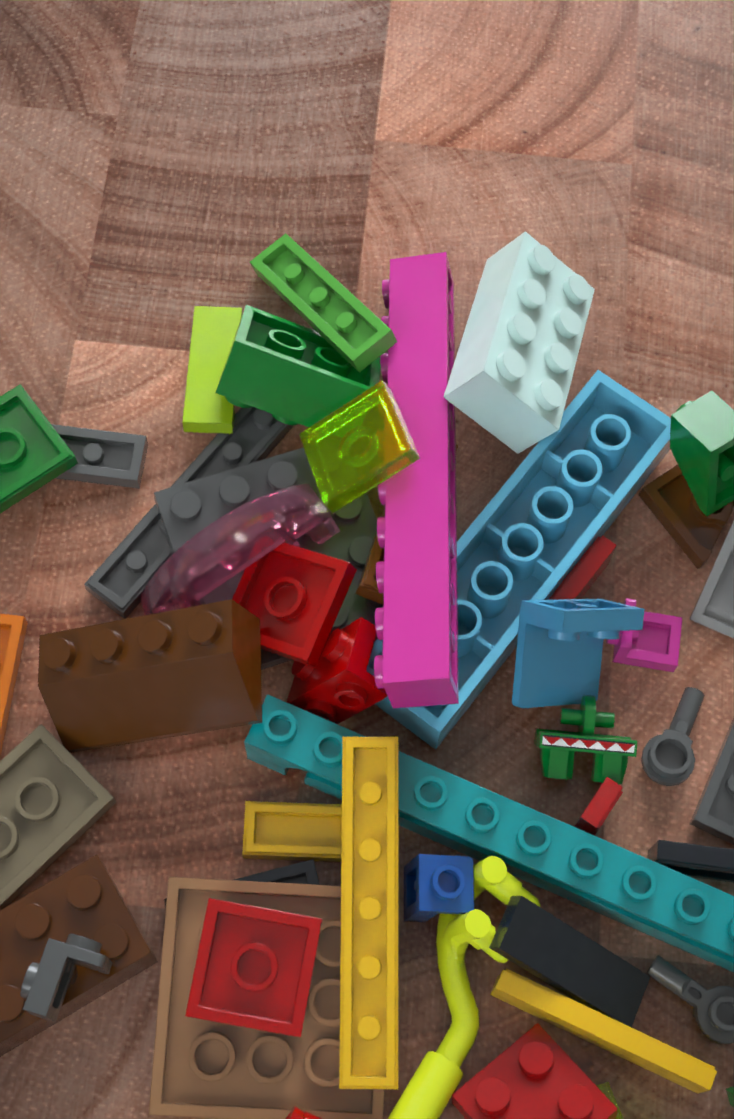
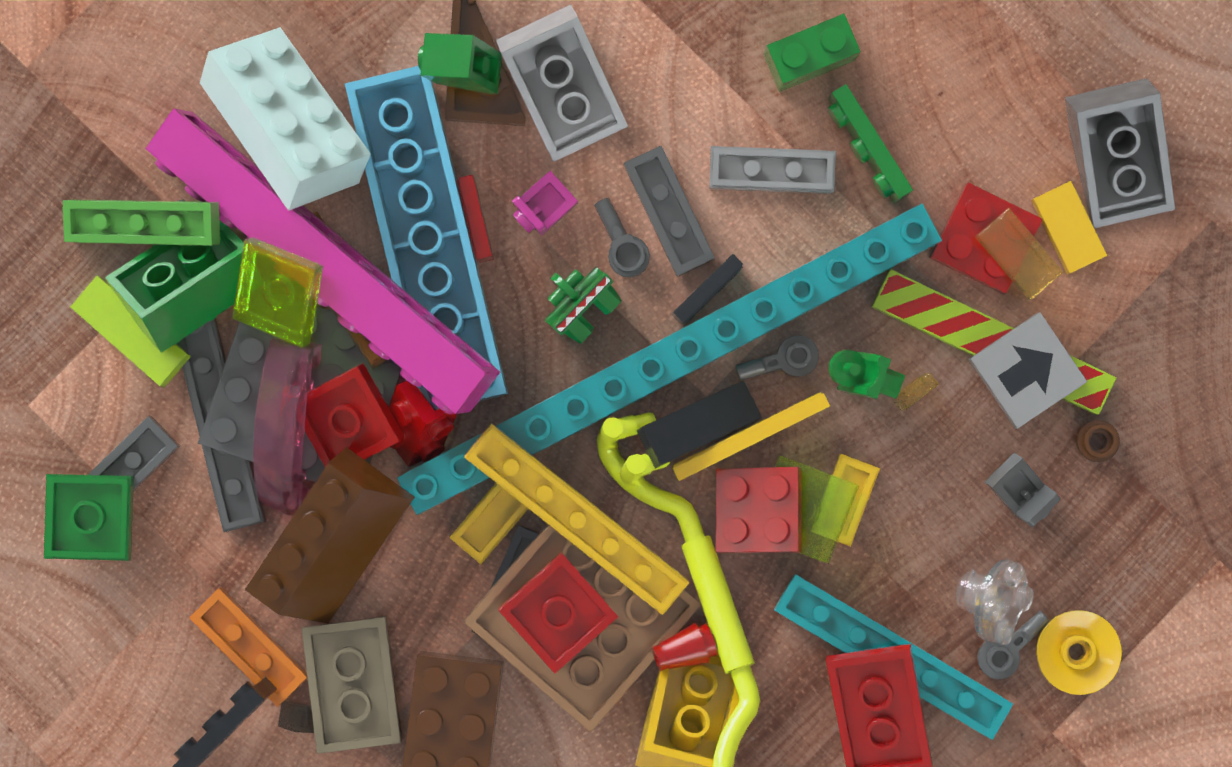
camera: 45 degrees left, 20 degrees up
(48, 981) = (475, 738): dark grey bracket -> none
(437, 886) = (595, 464): blue bracket -> none
(563, 648) = (512, 268): dark azure bracket -> none
(599, 807) = (625, 330): red tile -> none

